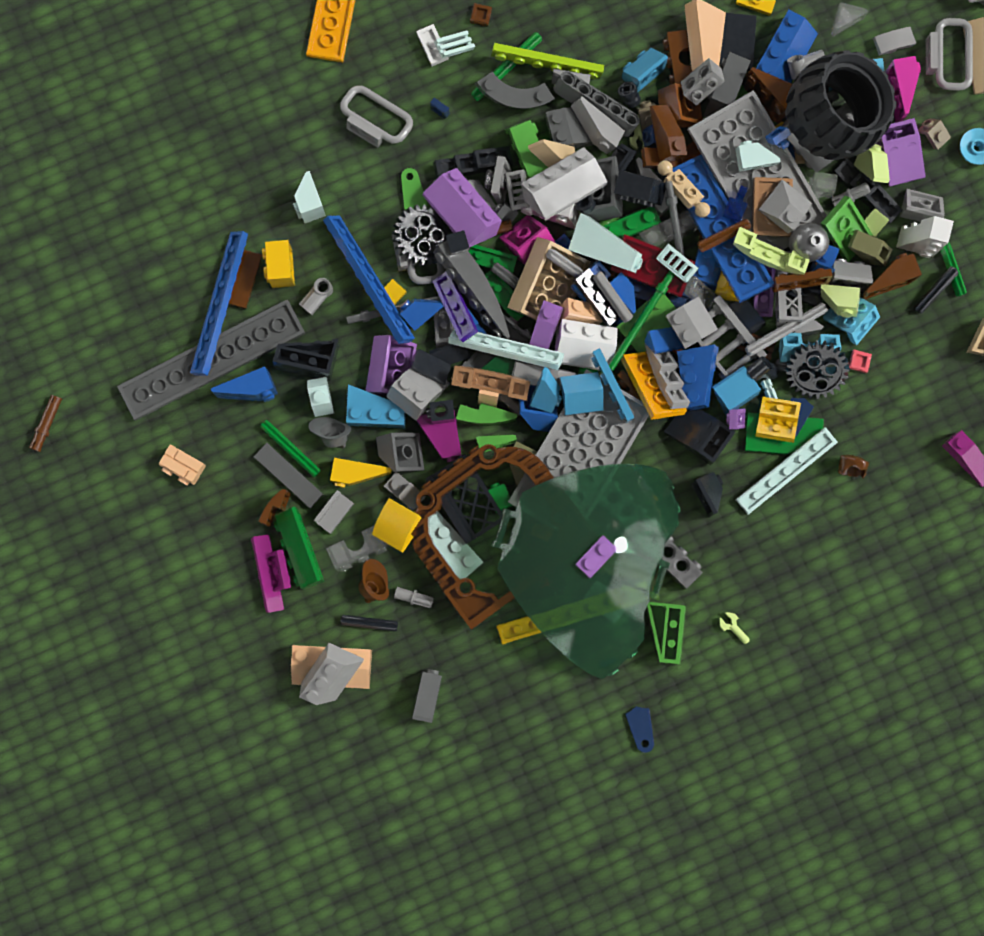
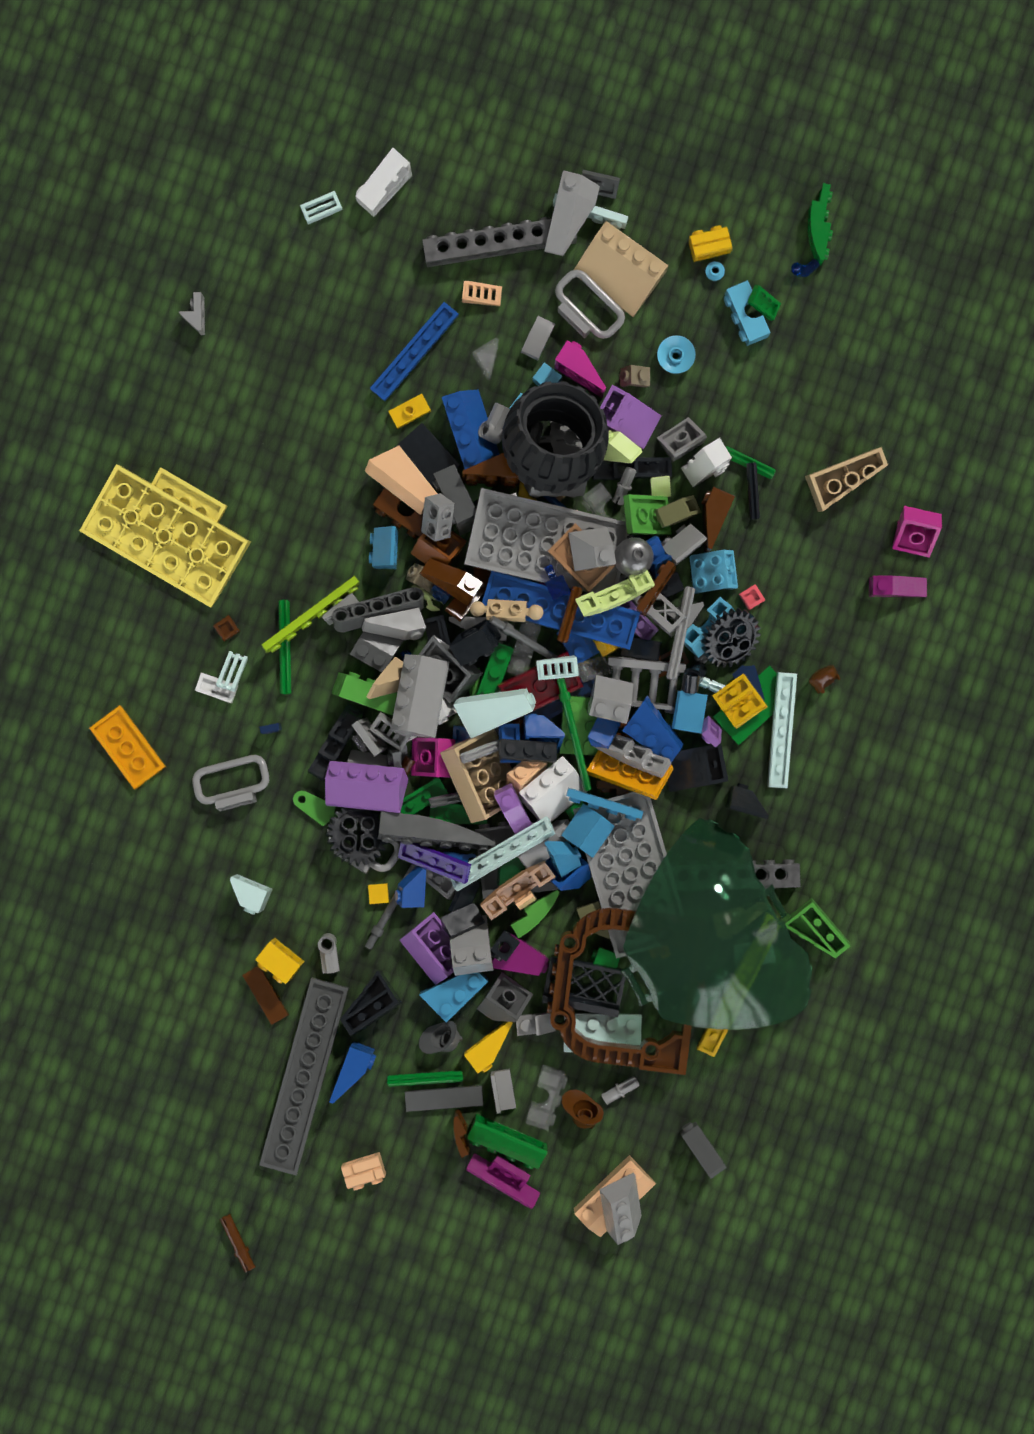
camera: 40 degrees left, 5 degrees up
(219, 303) = (267, 1033): blue plate -> none
(320, 396) = (407, 1022): light aqua slope -> none
(369, 280) = (353, 905): blue plate -> none
(371, 623) = (608, 1139): black axle -> none
(395, 525) = (558, 1058): yellow slope -> none
(458, 242) = (390, 817): black tile -> none
(497, 440) = (561, 924): bright green slope -> none
(513, 97) = (314, 667): dark grey brick -> none
(585, 205) = (451, 693): black tile -> none
(596, 556) = (722, 942): medium lavender plate -> none
(612, 296) = (538, 741): light grey axle -> none
(629, 95) = (394, 577): black wheel -> none
(641, 727) = (867, 1012): dark blue piece -> none
(733, 627) = (858, 876): yellowish green bar -> none
(754, 156) = (532, 536): light aqua slope -> none
(778, 137) = (535, 504): blue tile -> none
(842, 299) = (697, 570): yellowish green slope -> none

